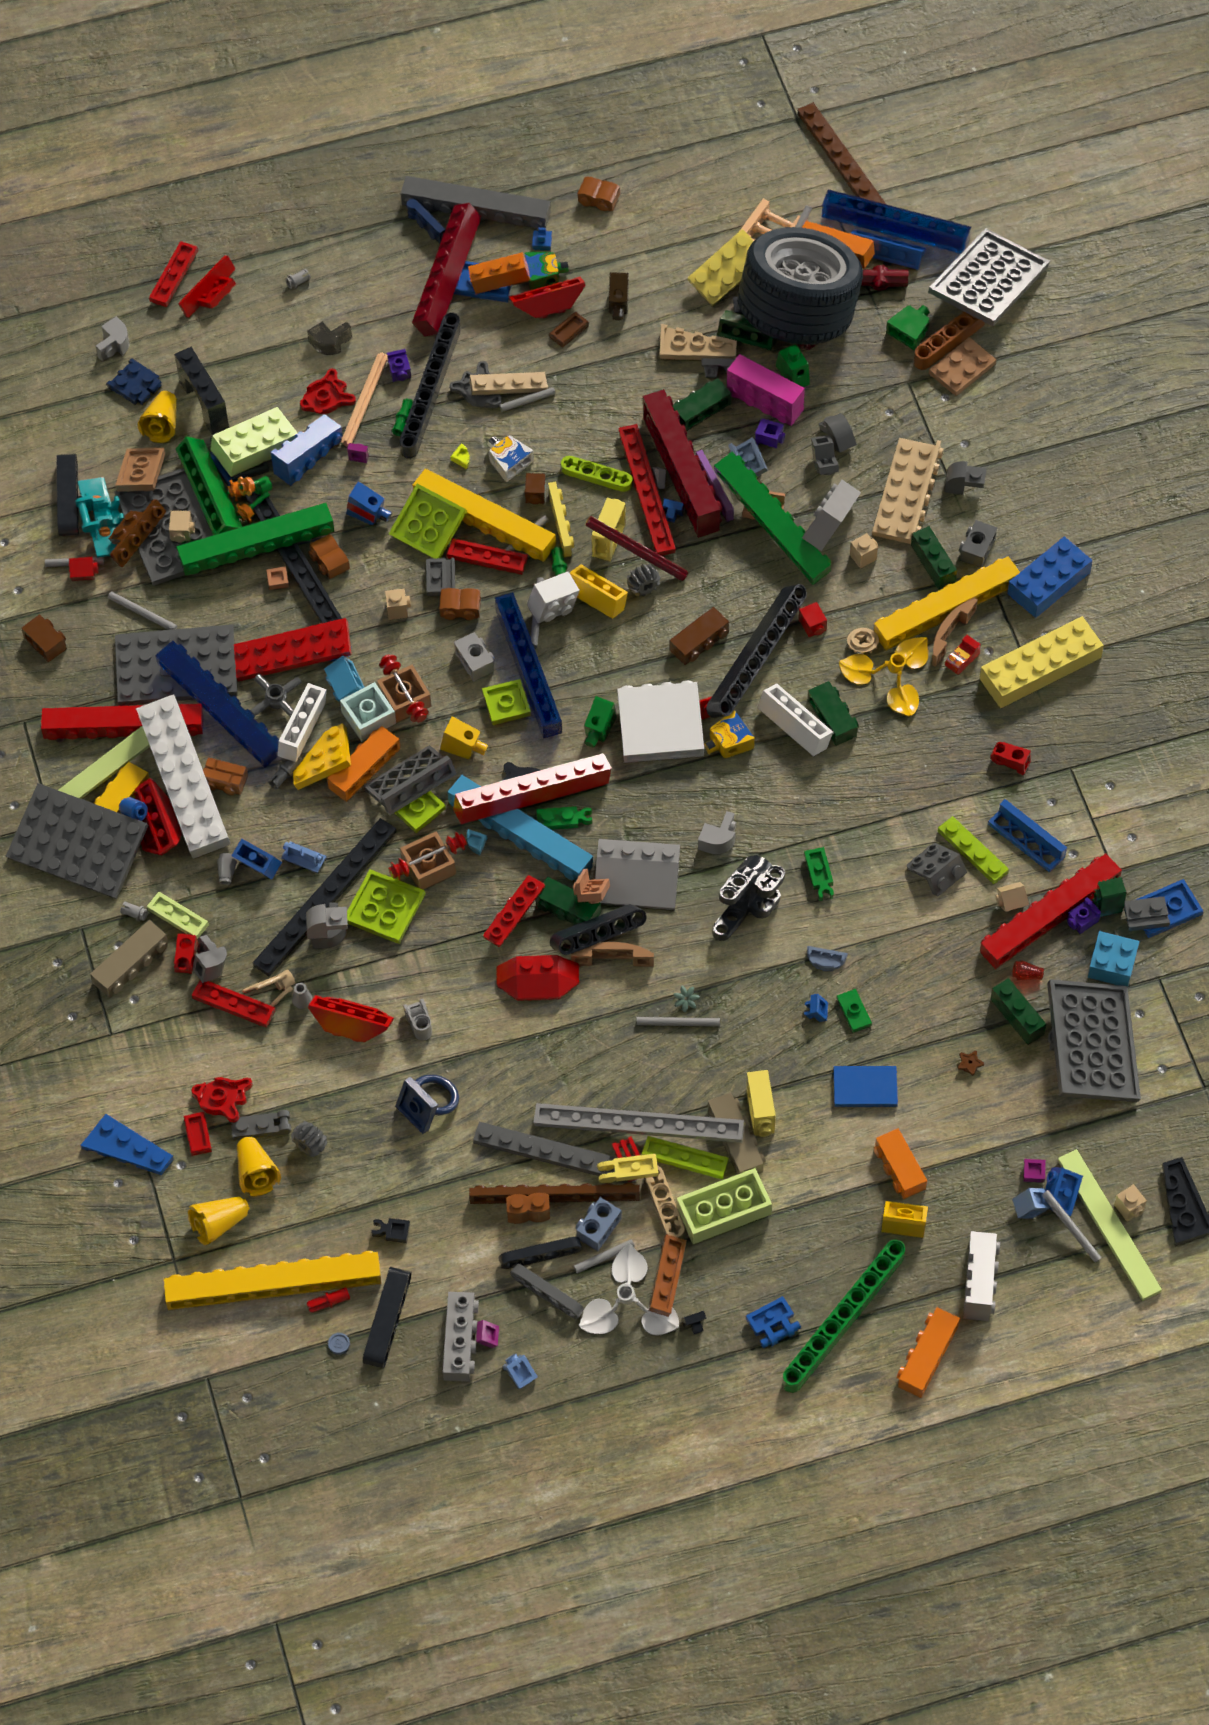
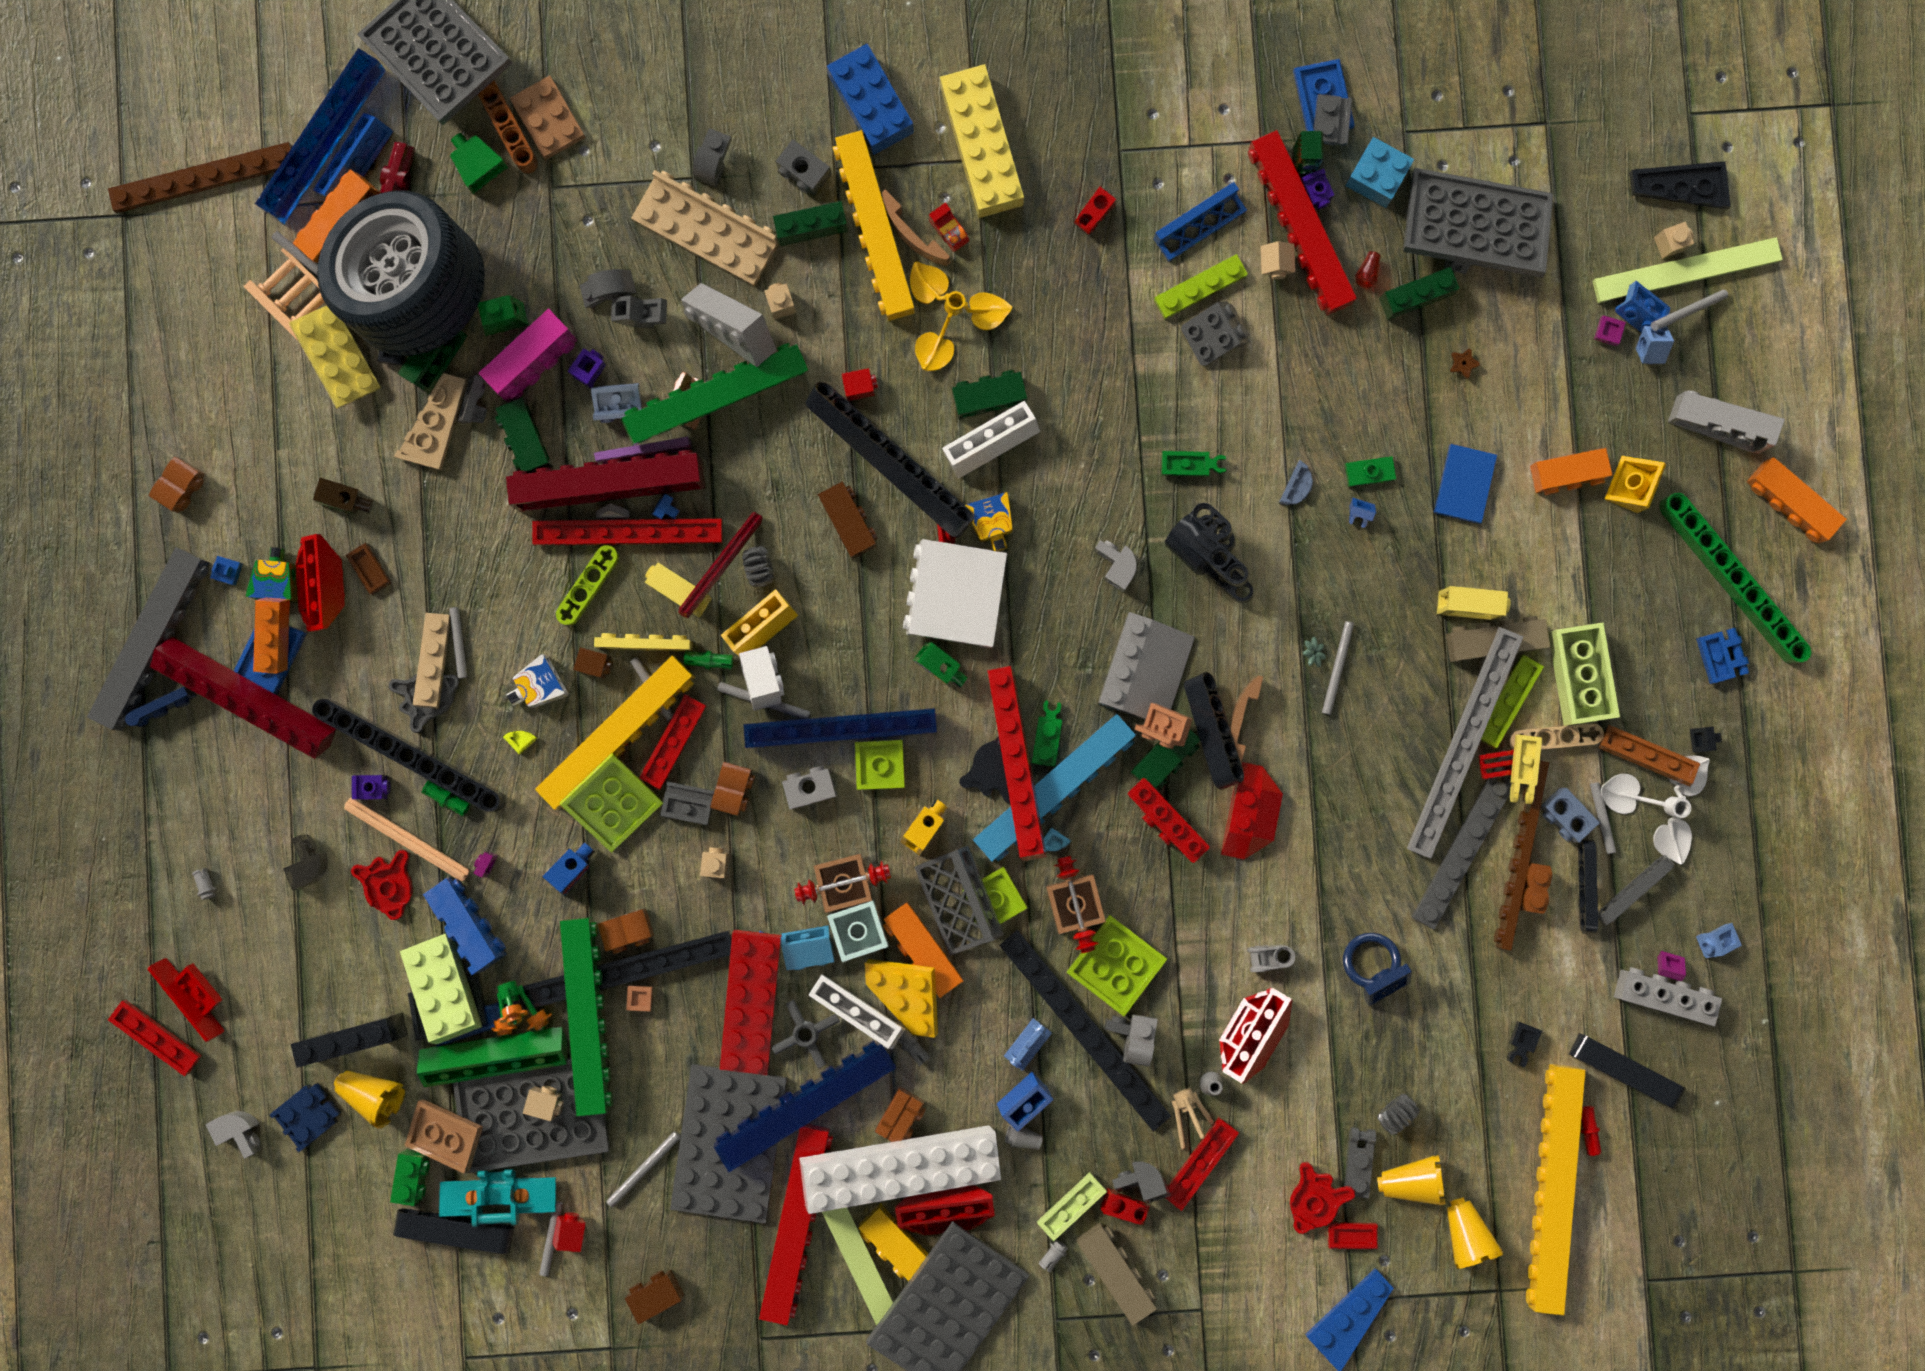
camera: 75 degrees left, 25 degrees up
(103, 456) = (409, 1178): none -> green brick
(133, 808) = (928, 1236): blue brick -> none
(134, 531) = (534, 1162): reddish brown bracket -> none
(339, 1343) = (1639, 1128): sand blue piece -> none
(859, 635) = (899, 324): tan gear -> none

